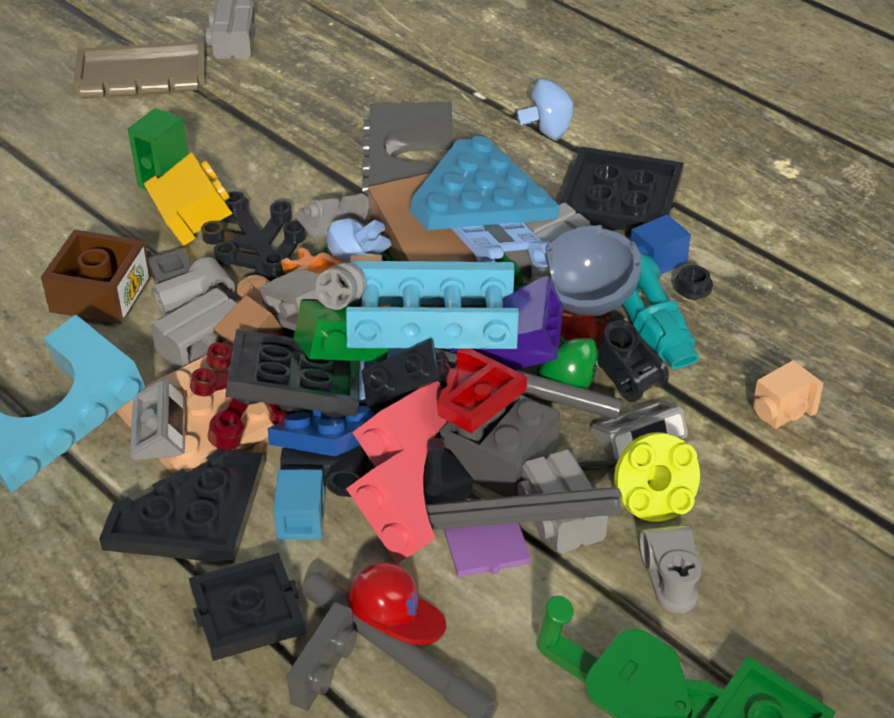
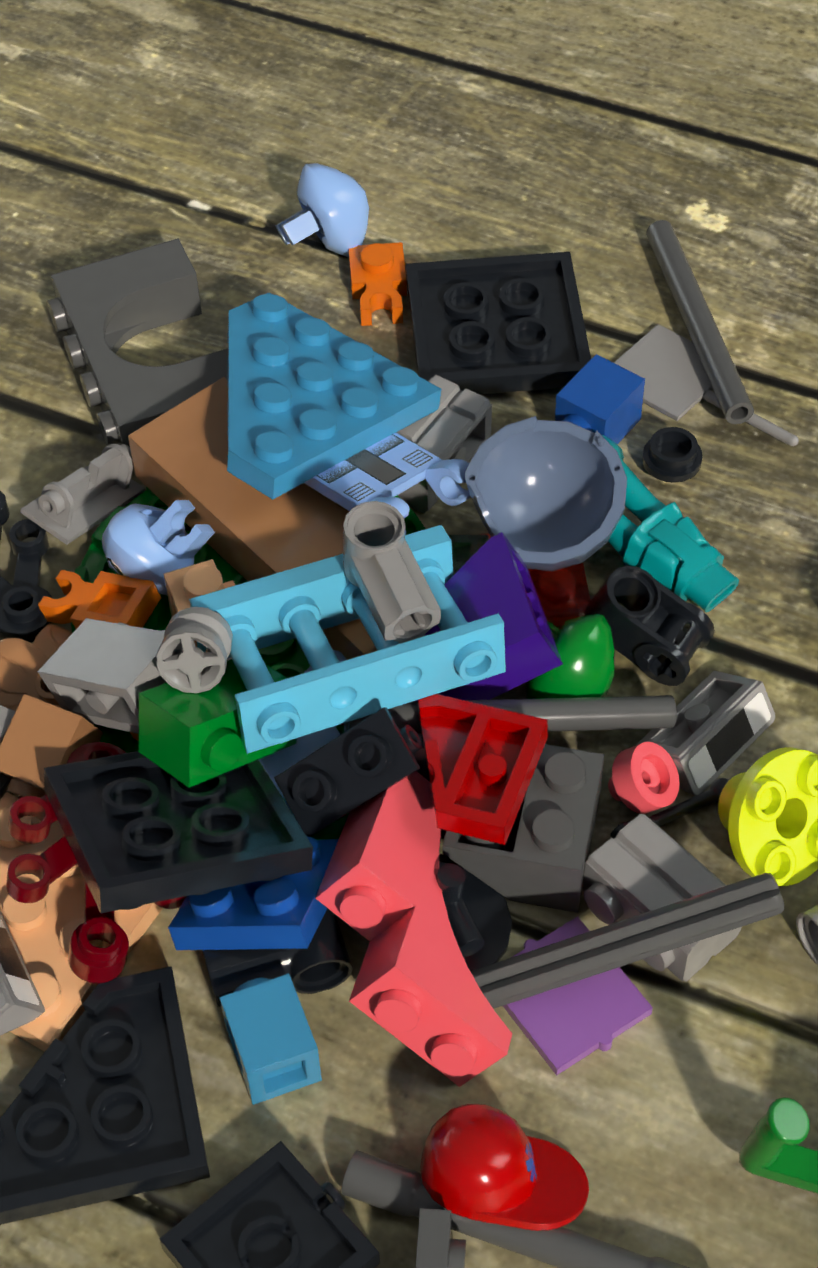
camera: 20 degrees left, 10 degrees up
(463, 268) = (387, 572): none -> light grey piece
(562, 153) = (378, 279): none -> orange plate
(585, 437) = (644, 778): none -> coral tile
(722, 242) = (678, 379): none -> light grey piece
(747, 219) = (700, 323): none -> dark grey piece

